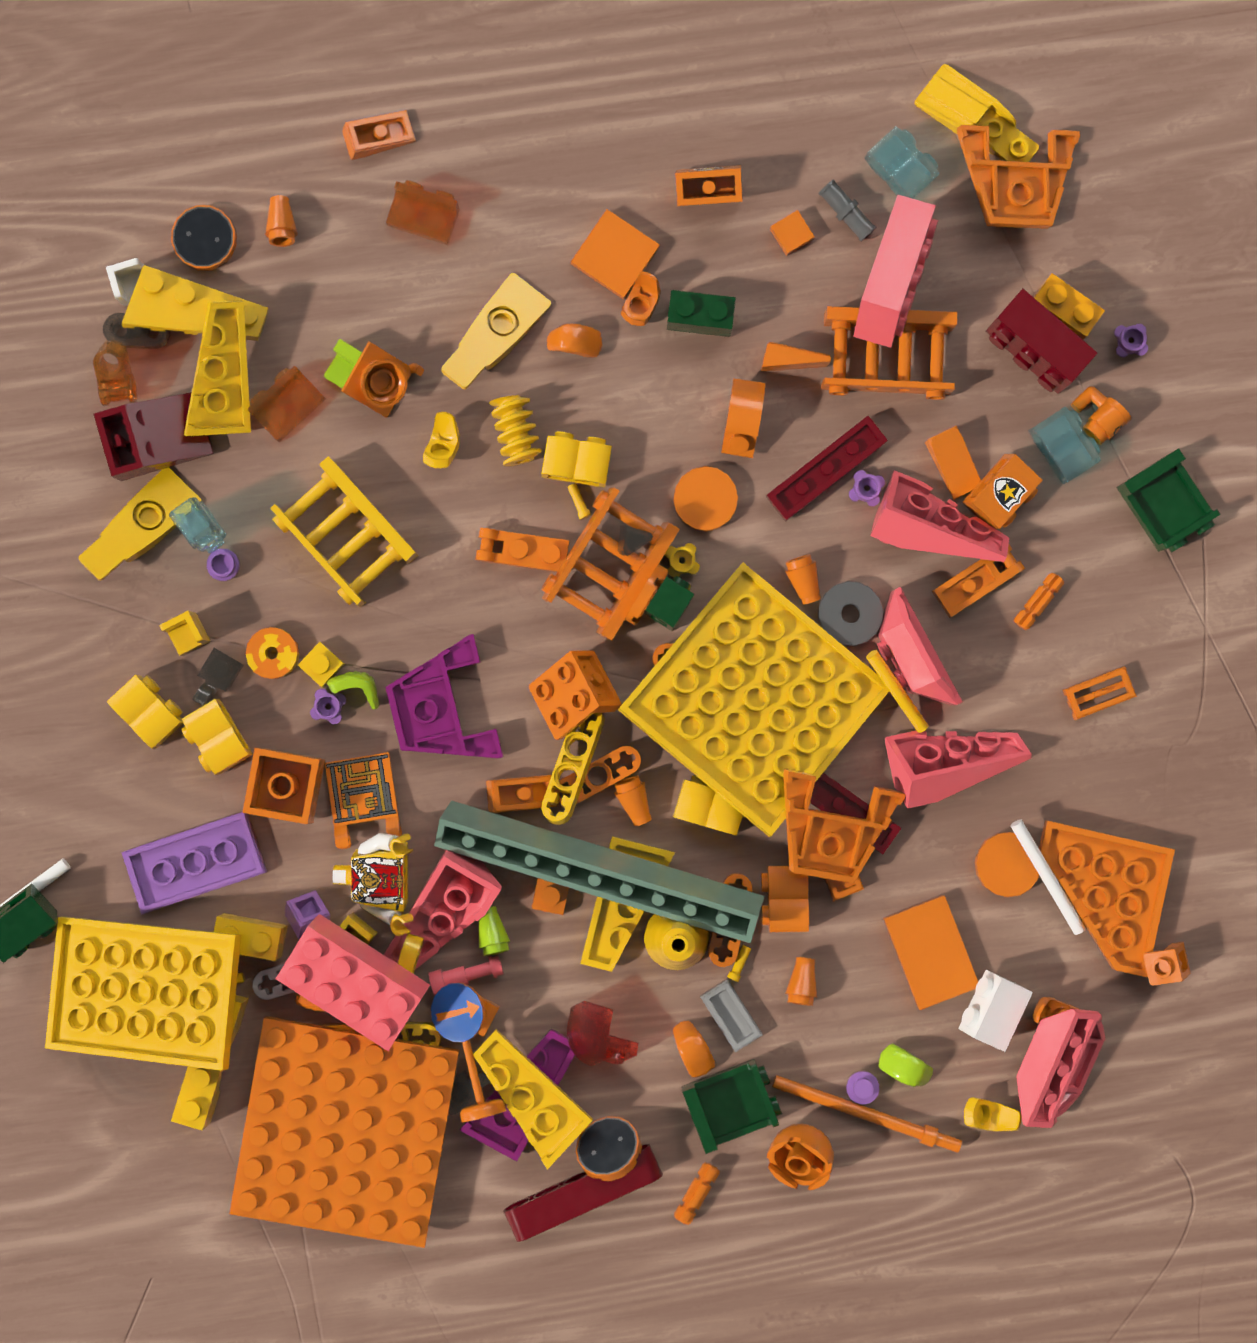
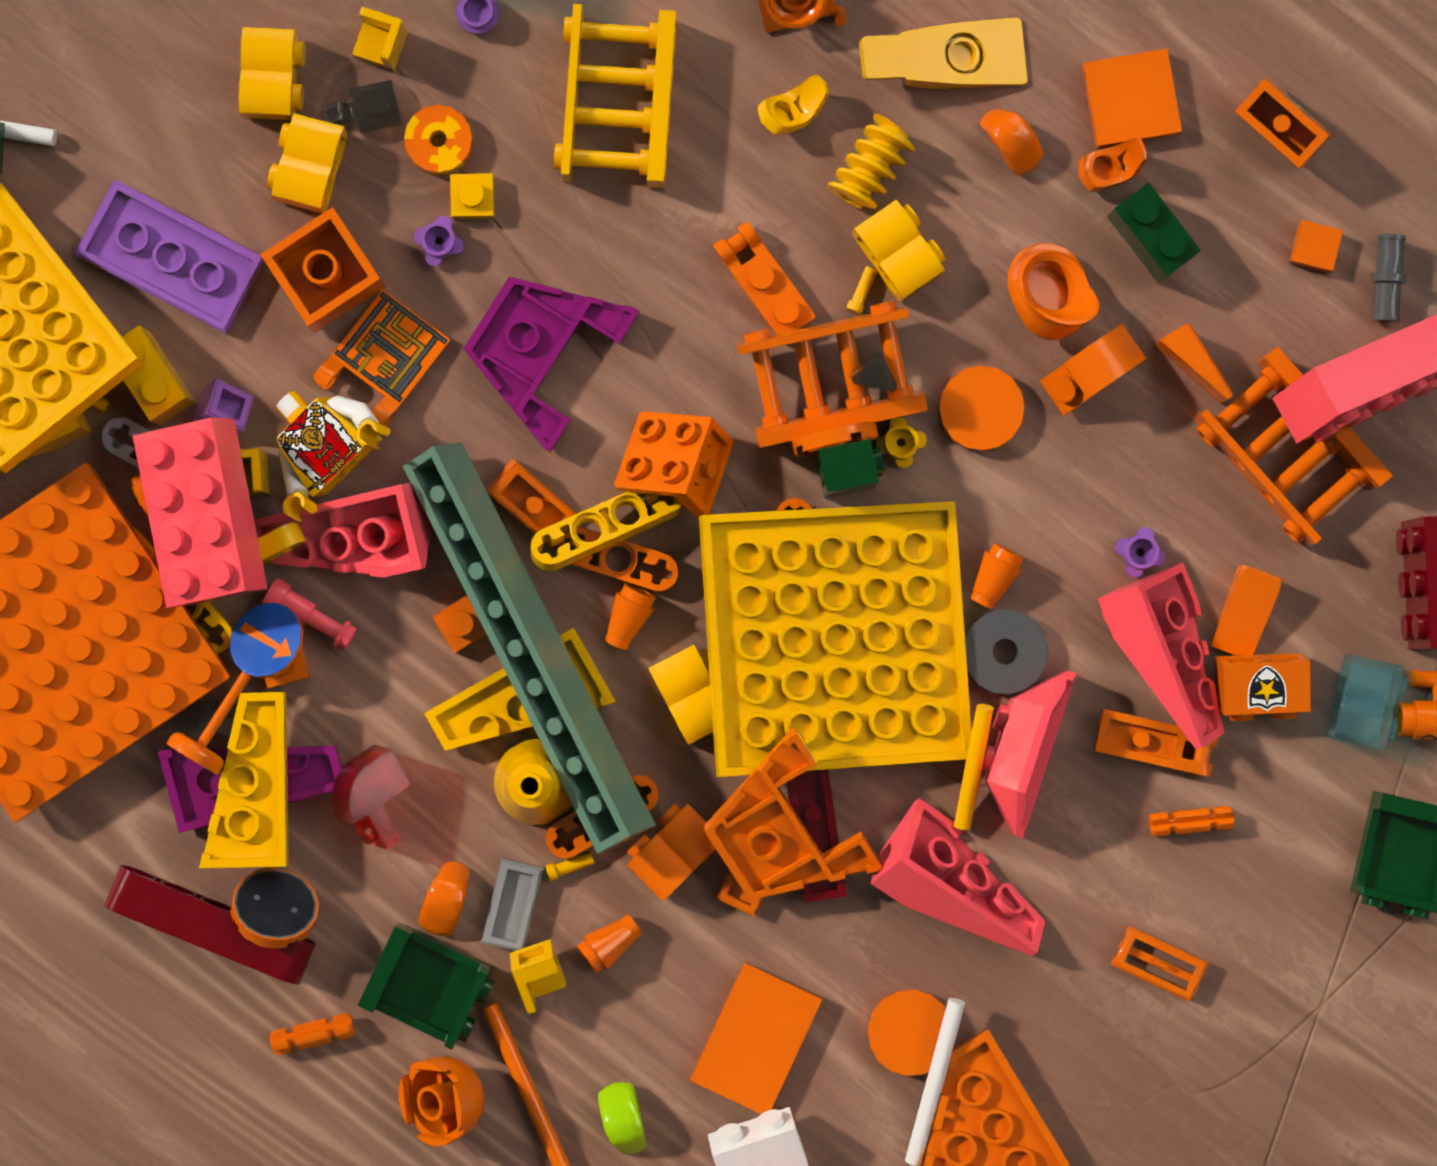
camera: 50 degrees right, 0 degrees up
(356, 680) = (491, 245): lime hair -> none
(492, 934) = (372, 603): lime cone -> none
(678, 399) = (1051, 291): none -> orange piece
(781, 1037) = (536, 972): none -> yellow panel
(826, 468) = (1122, 495): dark red plate -> none
(862, 1087) = (563, 1096): medium lavender plate -> none

